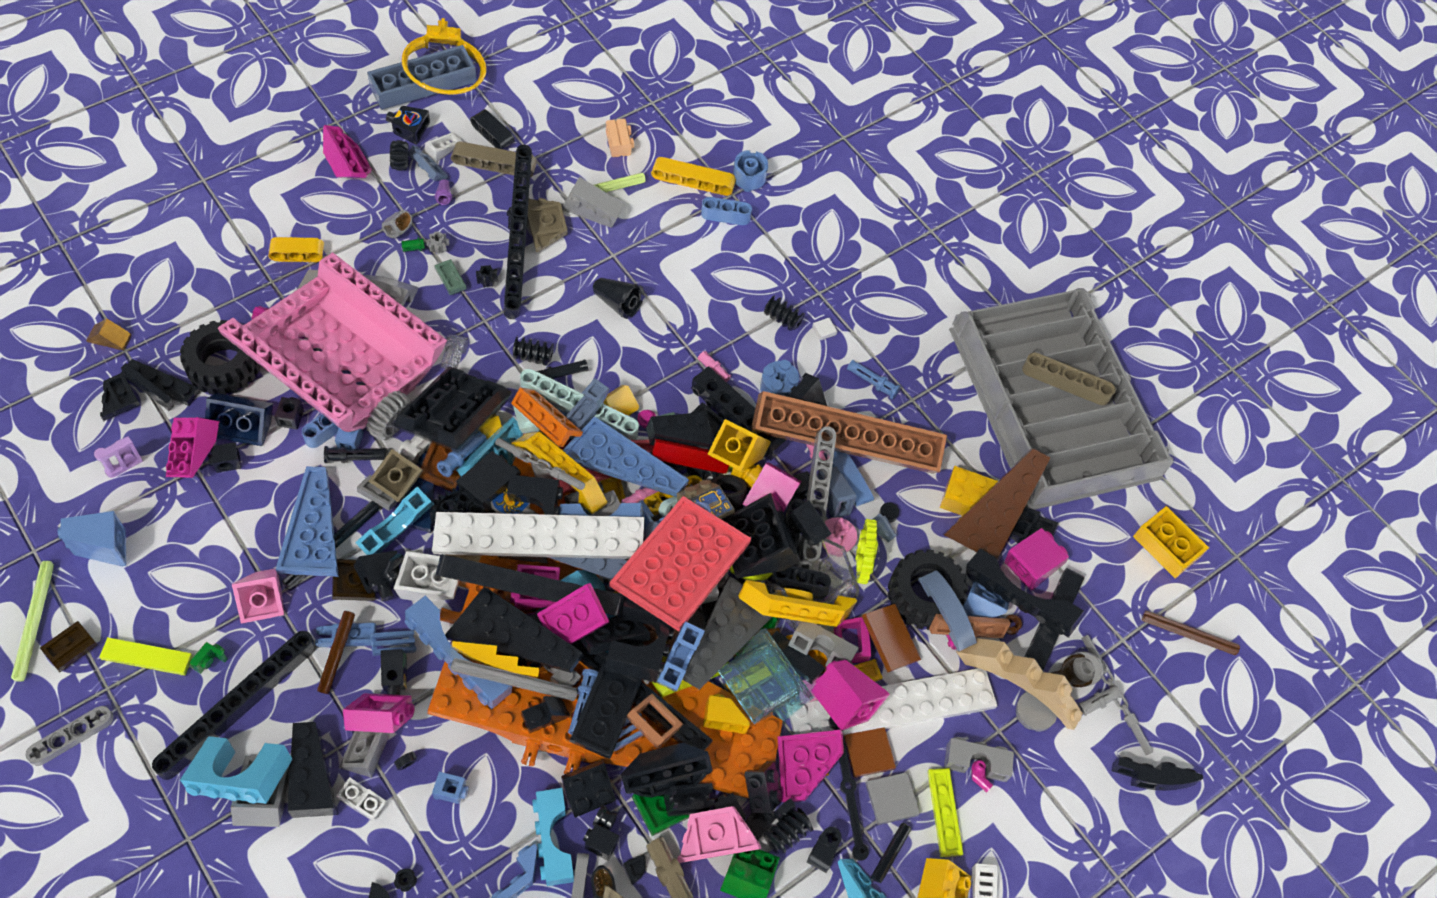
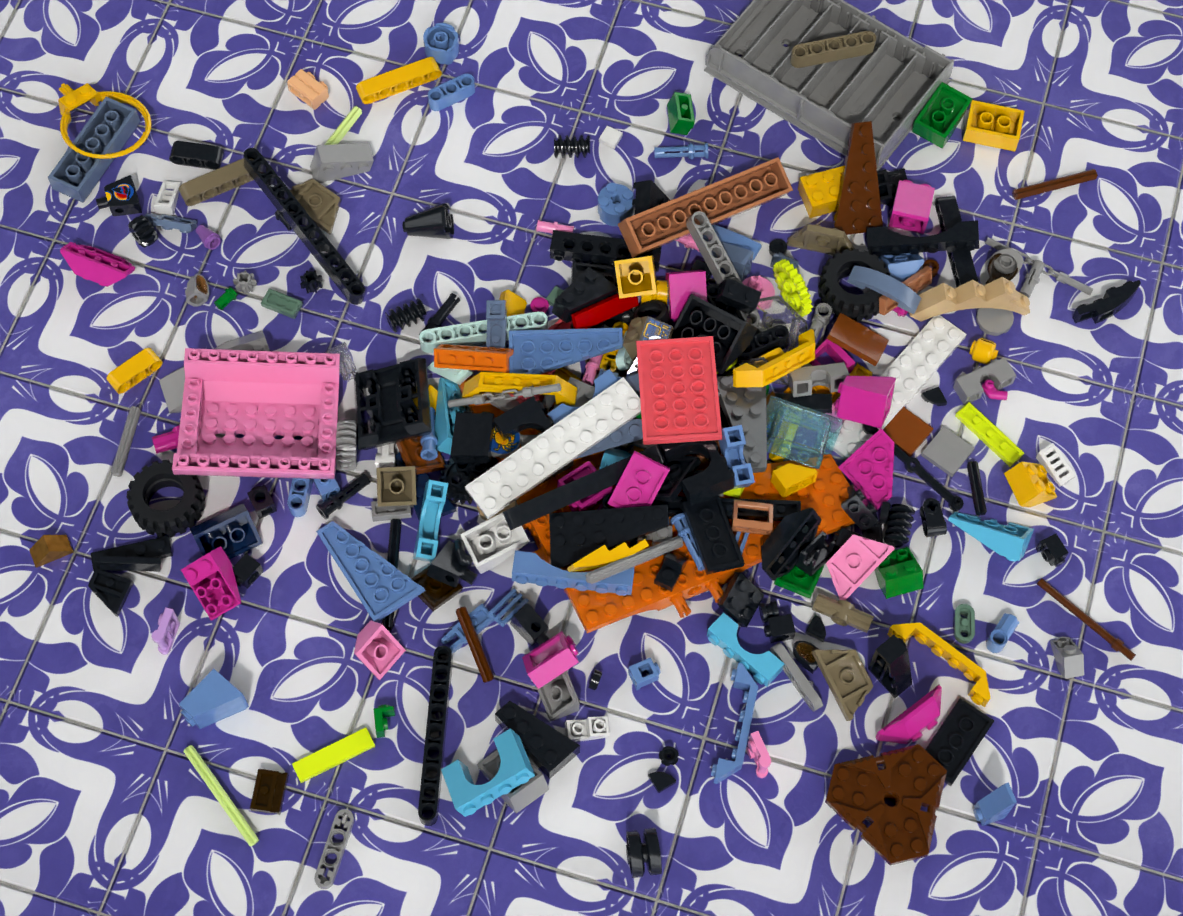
camera: 30 degrees left, 5 degrees up
(239, 296) = (125, 442): none -> light grey axle
(871, 598) = (820, 321): none -> light grey pin
(897, 347) = (680, 113): none -> green brick
(921, 740) = (934, 396): none -> black tile
(930, 530) = (820, 239): none -> dark tan wing
(1000, 732) = (983, 351): none -> yellow head
(1128, 500) = (941, 115): none -> green slope

